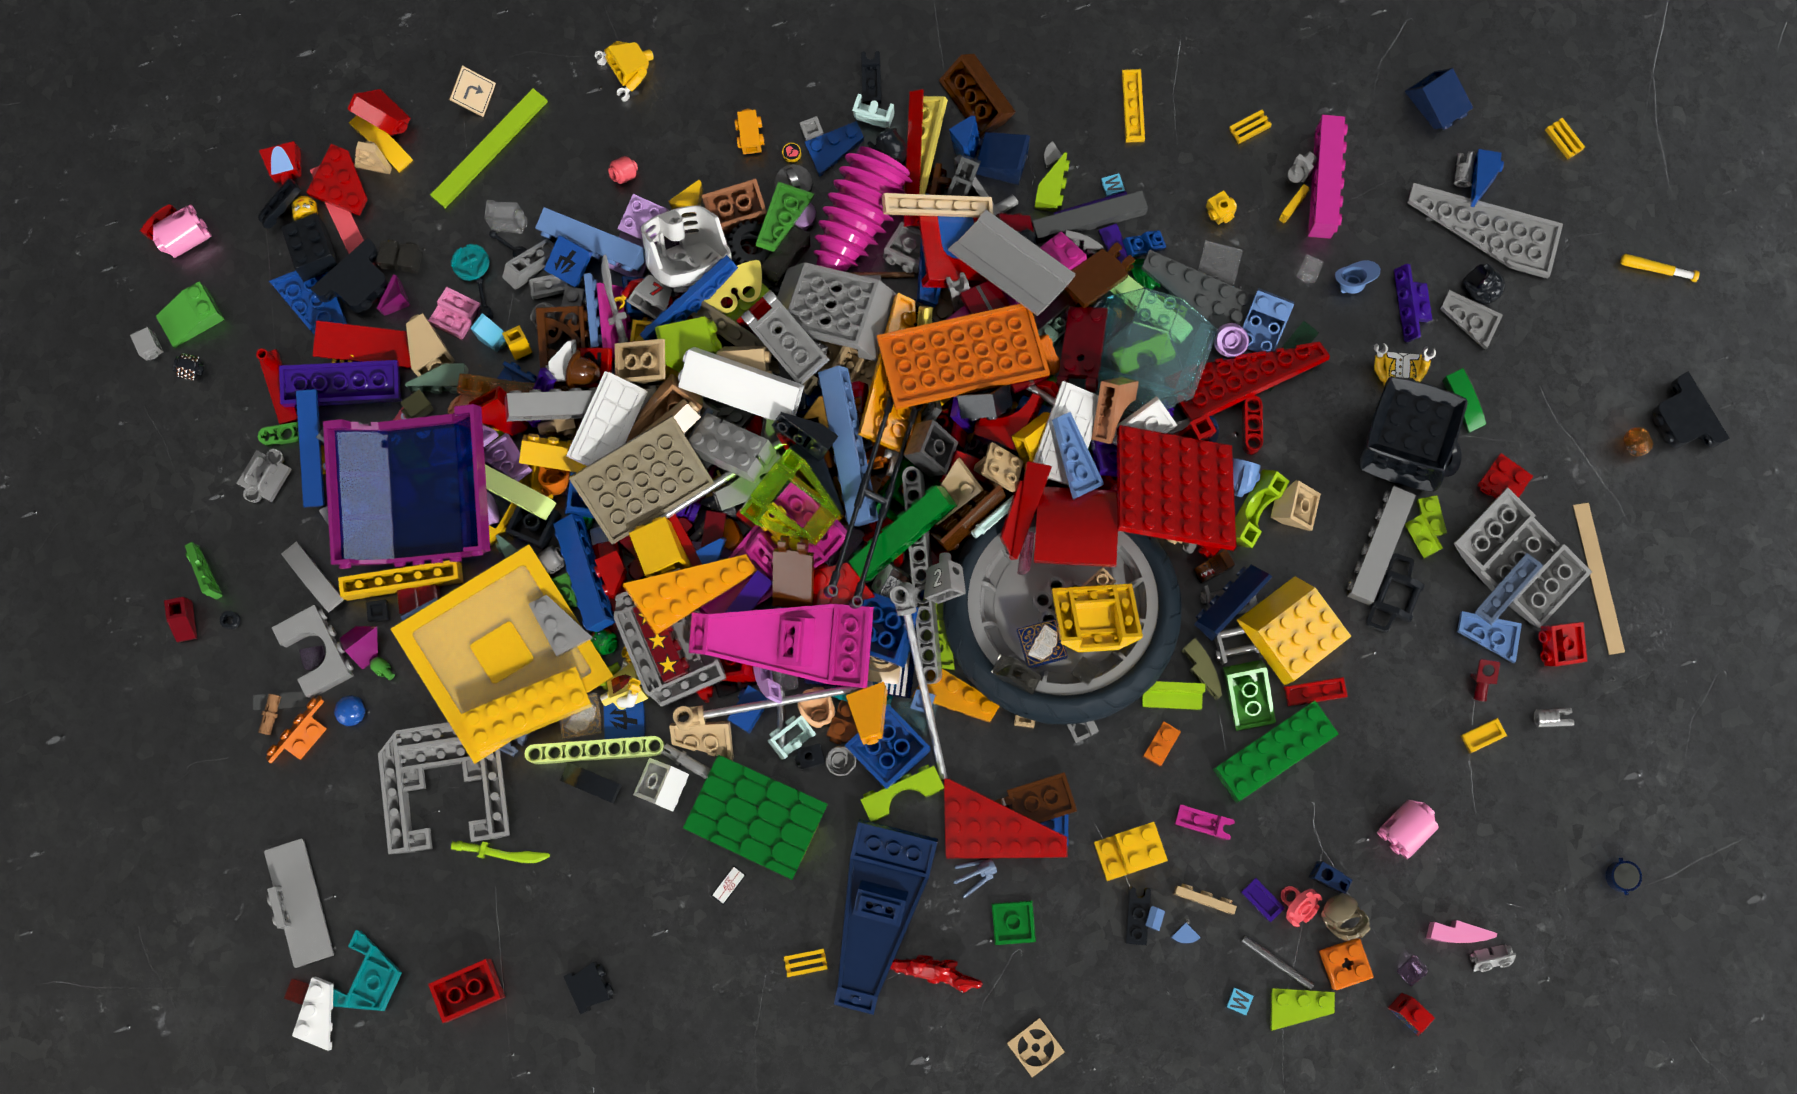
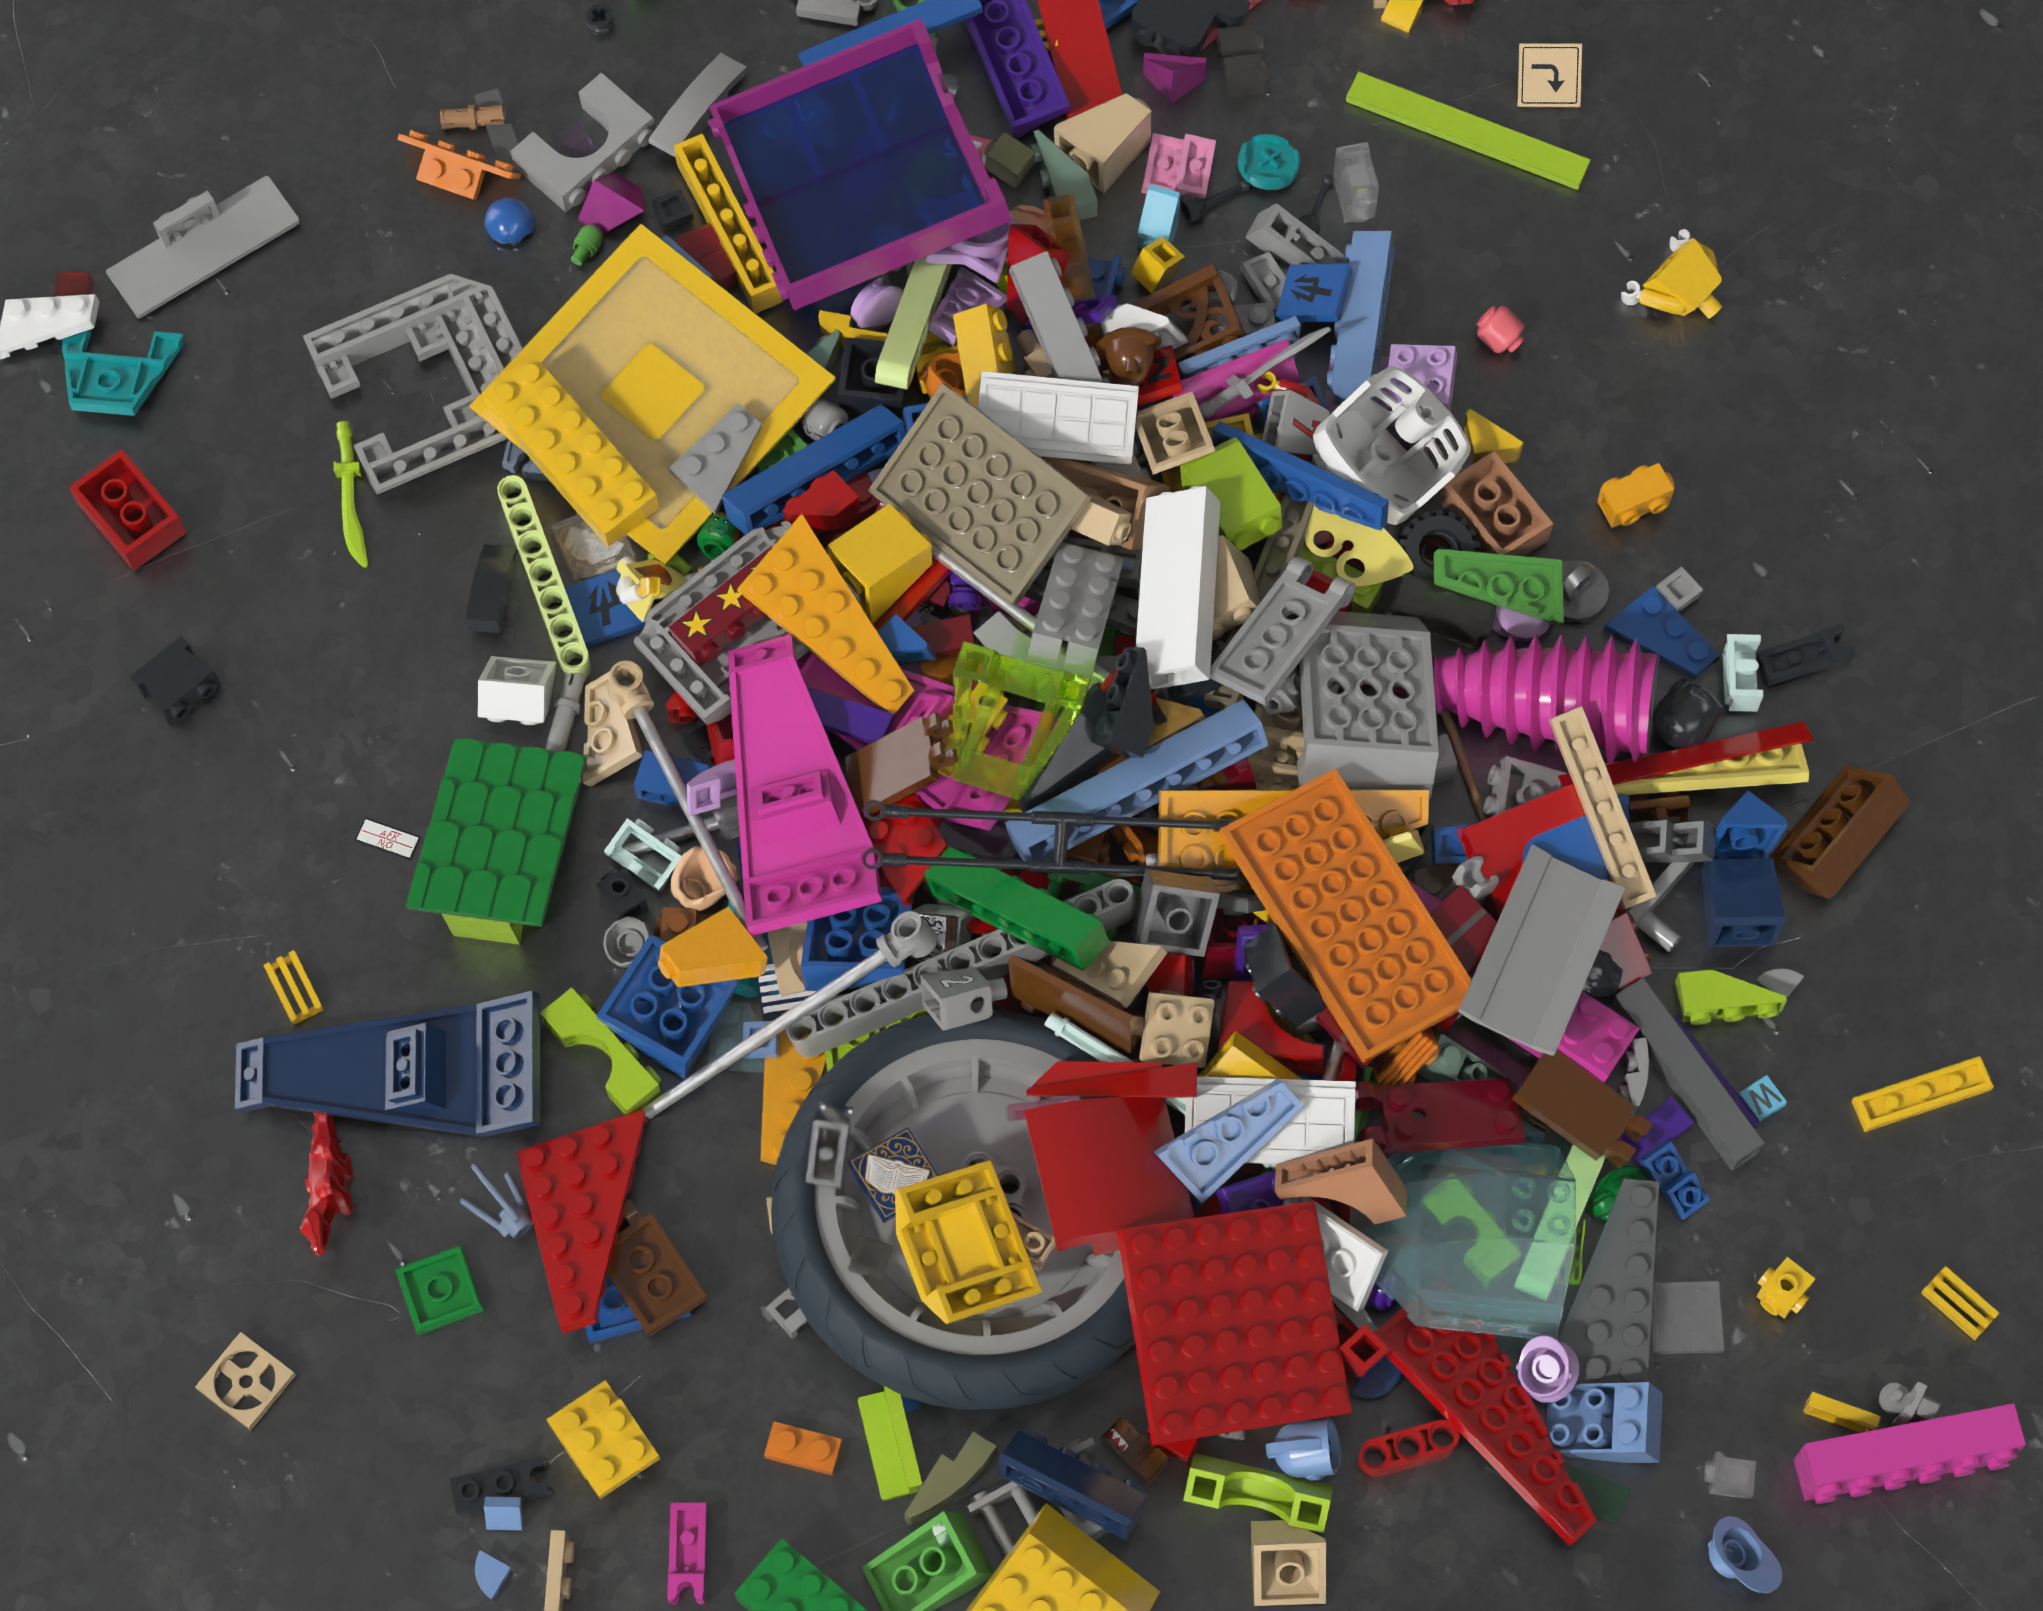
camera: 70 degrees right, 10 degrees down
(791, 152) = (1627, 573): tile -> none

